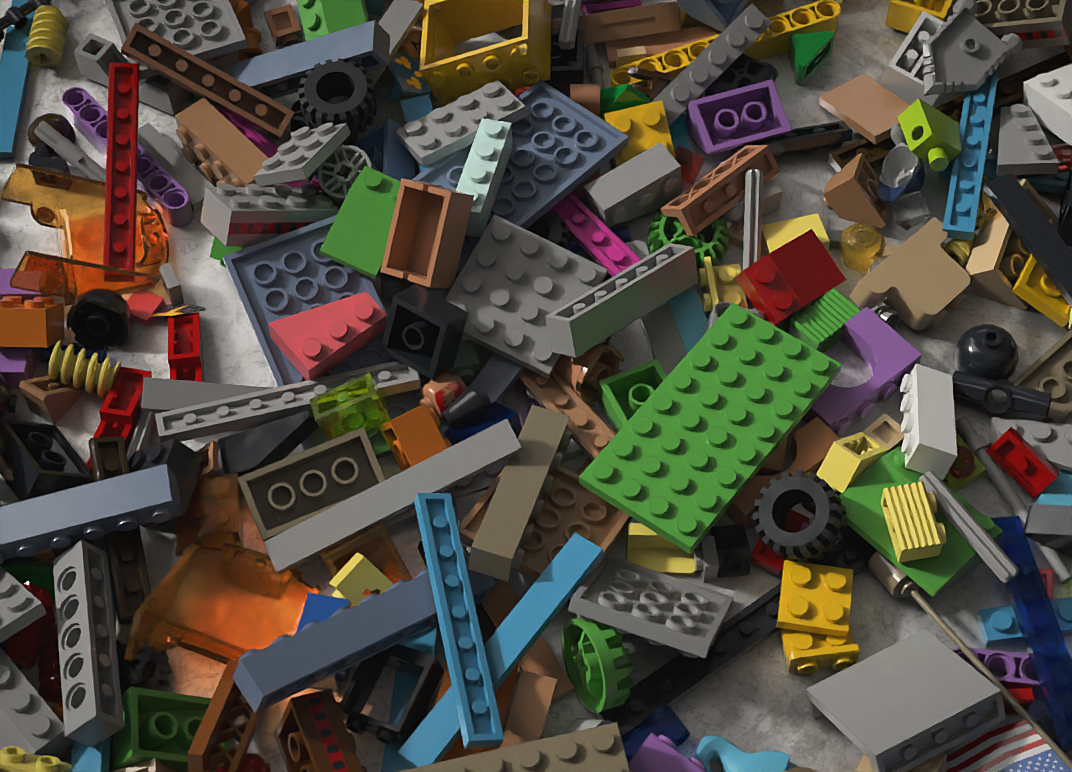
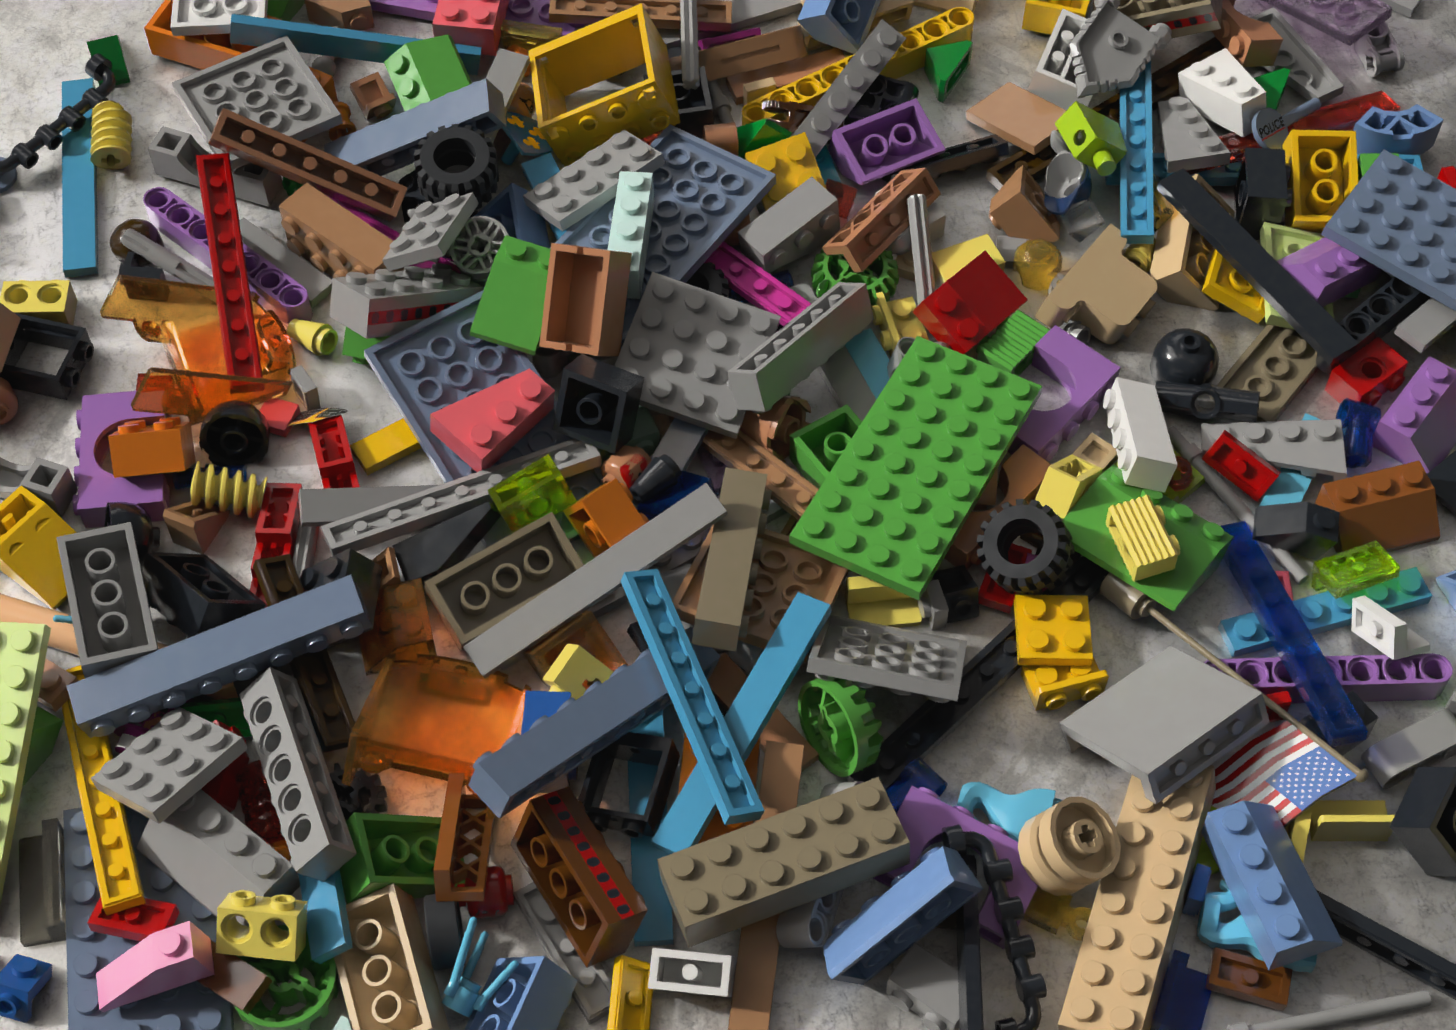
camera: 10 degrees left, 0 degrees up
(189, 237) = (314, 336): none -> light yellow cone
(231, 346) = (385, 446): none -> yellow tile
(970, 528) = (1202, 537): light grey axle -> none

